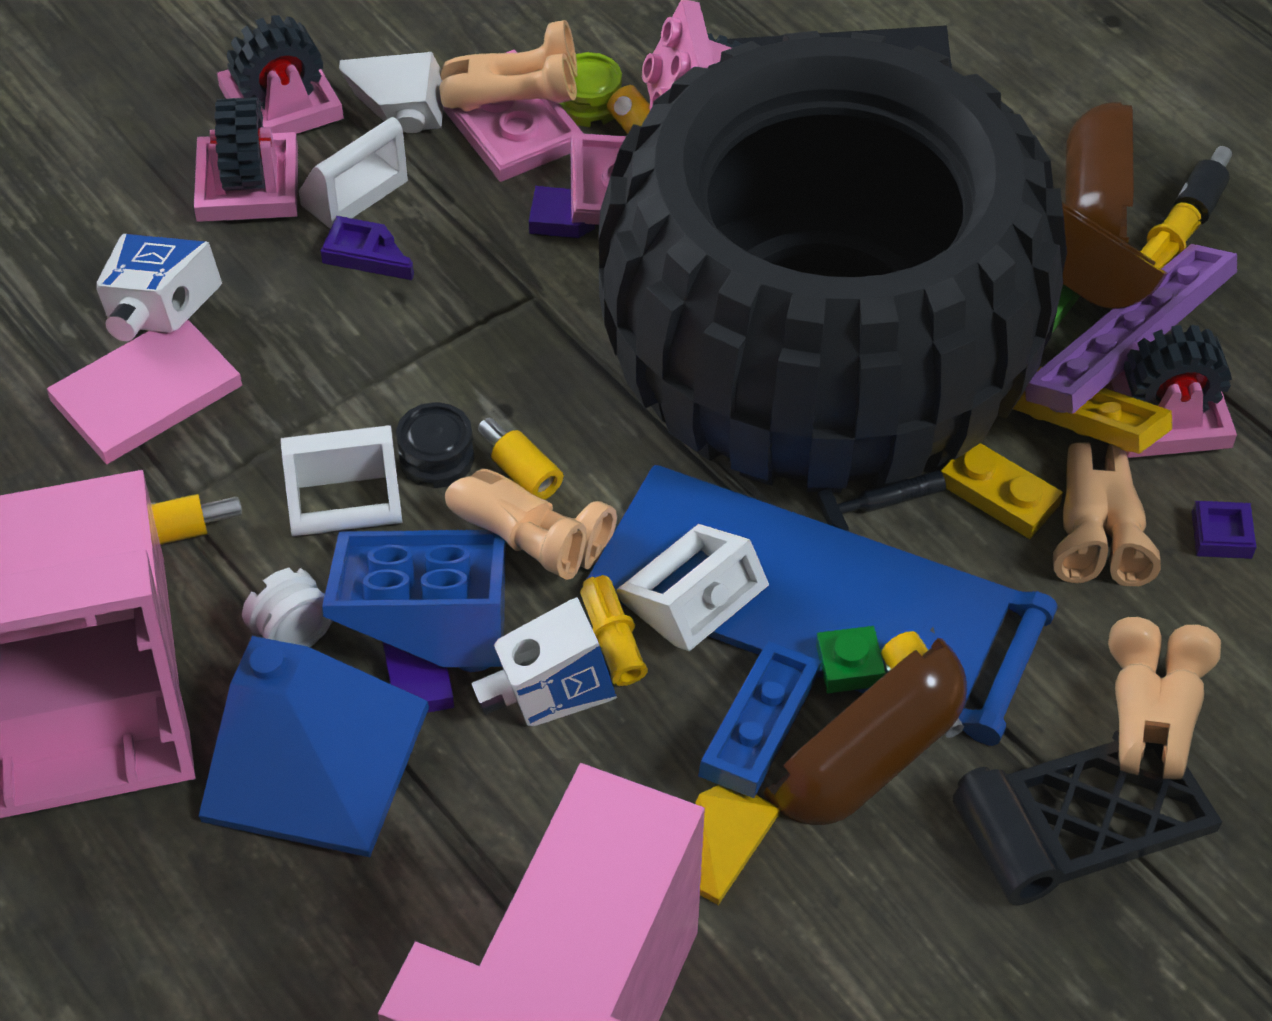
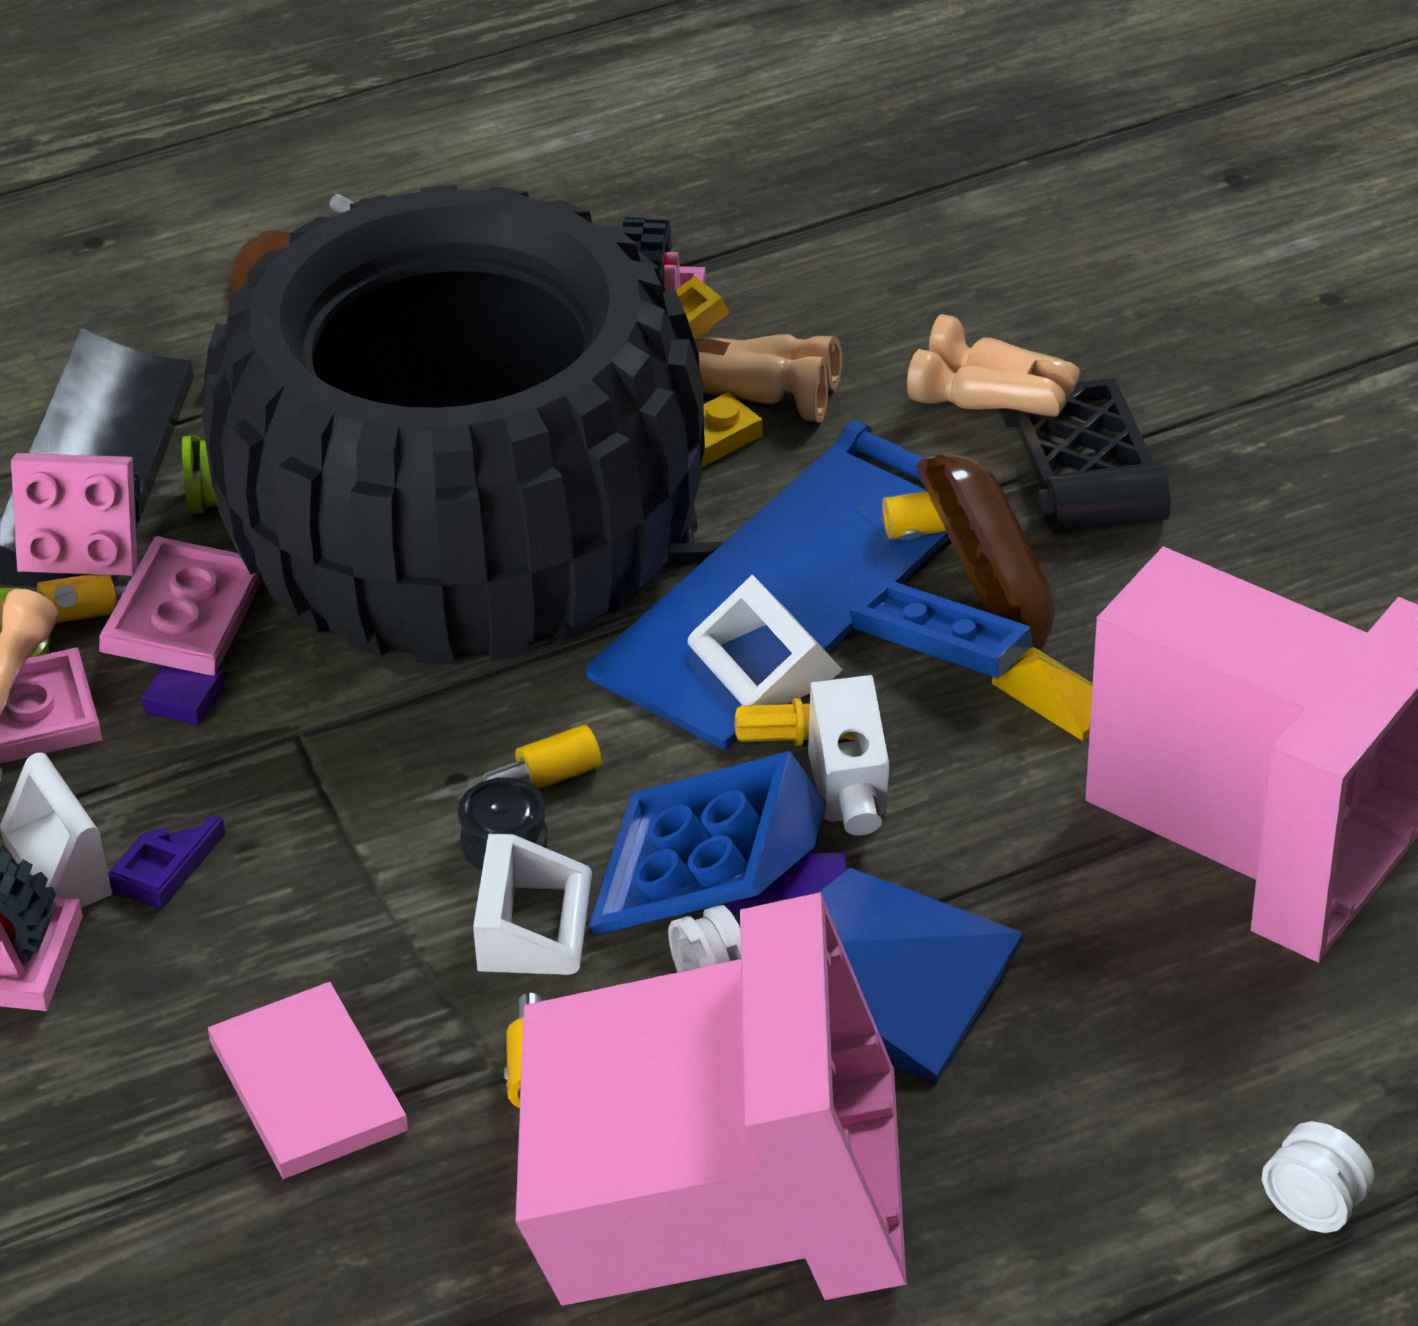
camera: 75 degrees left, 10 degrees down
(155, 283) = (166, 1034): white torso -> none
(530, 522) = (679, 734): light nougat piece -> none
(850, 658) = (886, 556): green plate -> none
(1223, 529) = (797, 311): dark purple tile -> none

